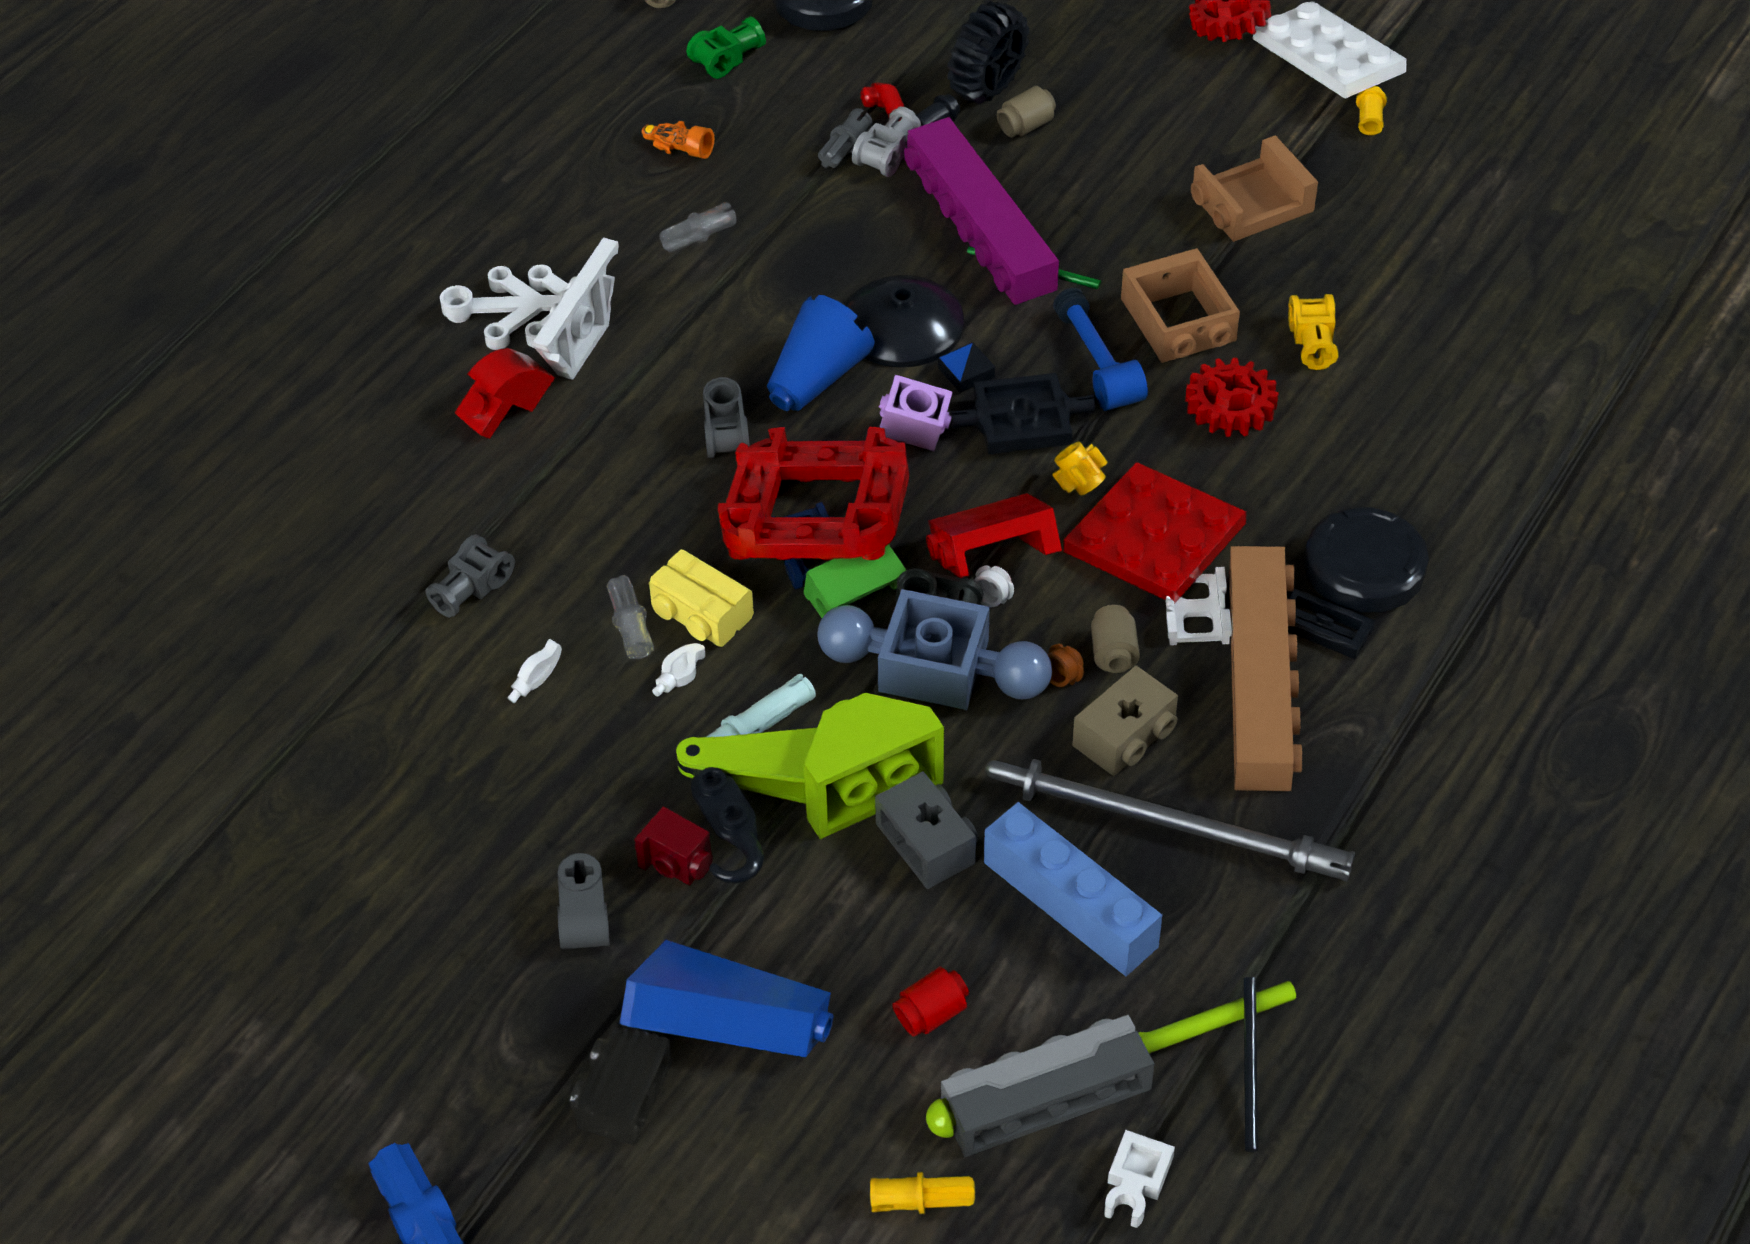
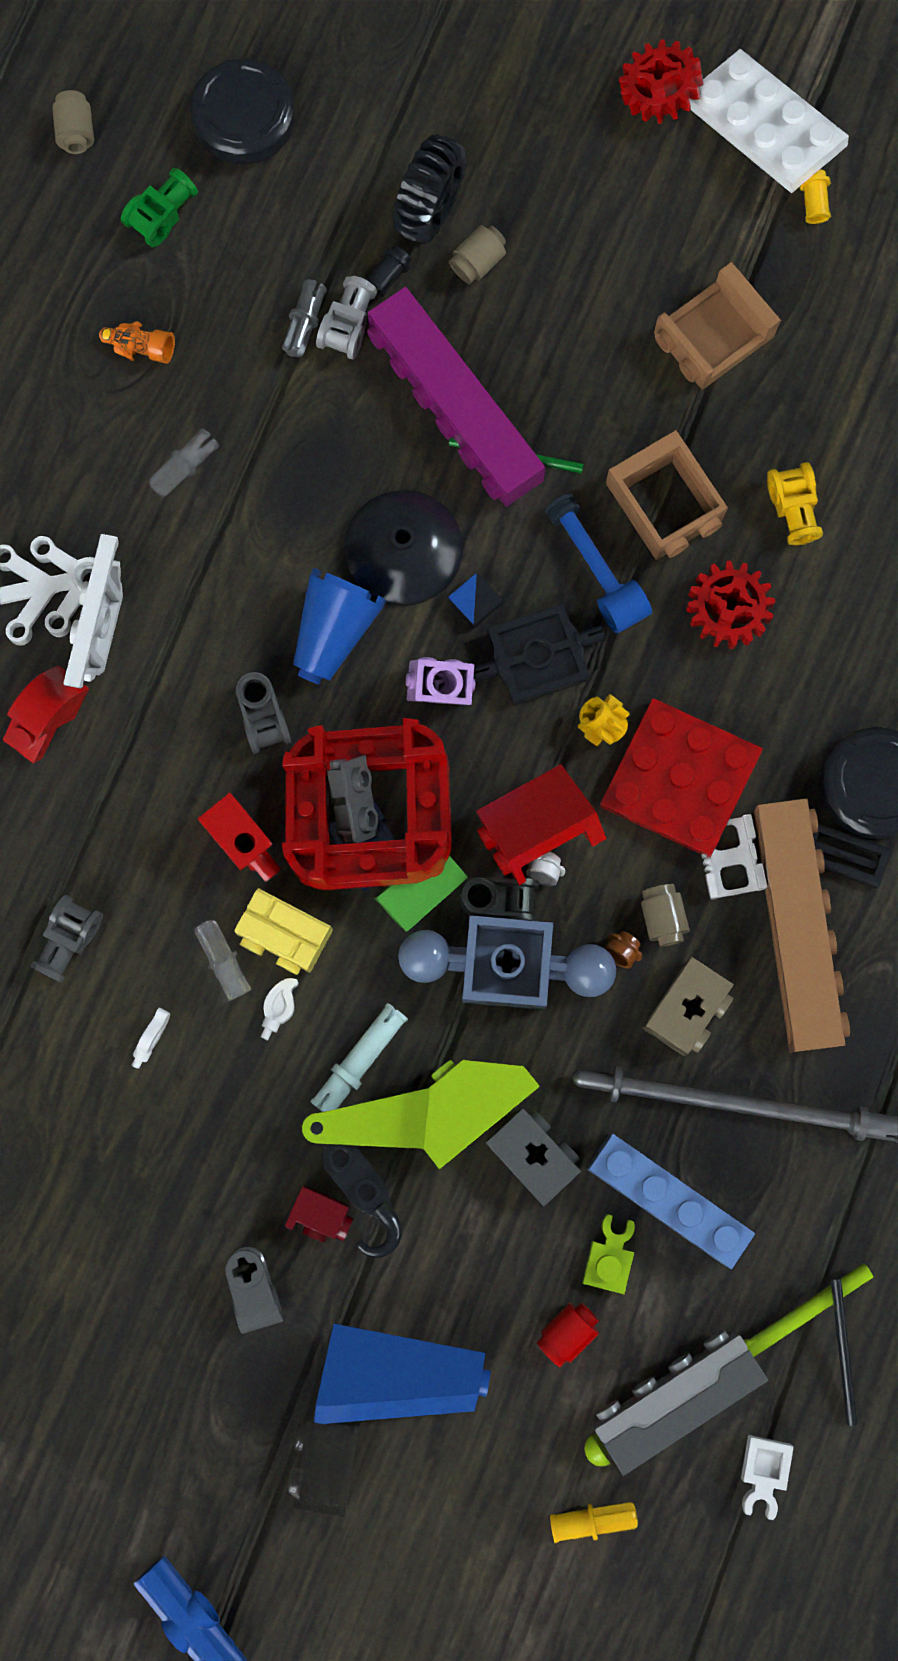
camera: 10 degrees left, 30 degrees up
(673, 504) = (229, 821): none -> red torso
(803, 473) = (357, 818): none -> dark grey hinge
(883, 96) = (334, 252): red arm -> none
(994, 947) = (609, 1263): none -> lime plate

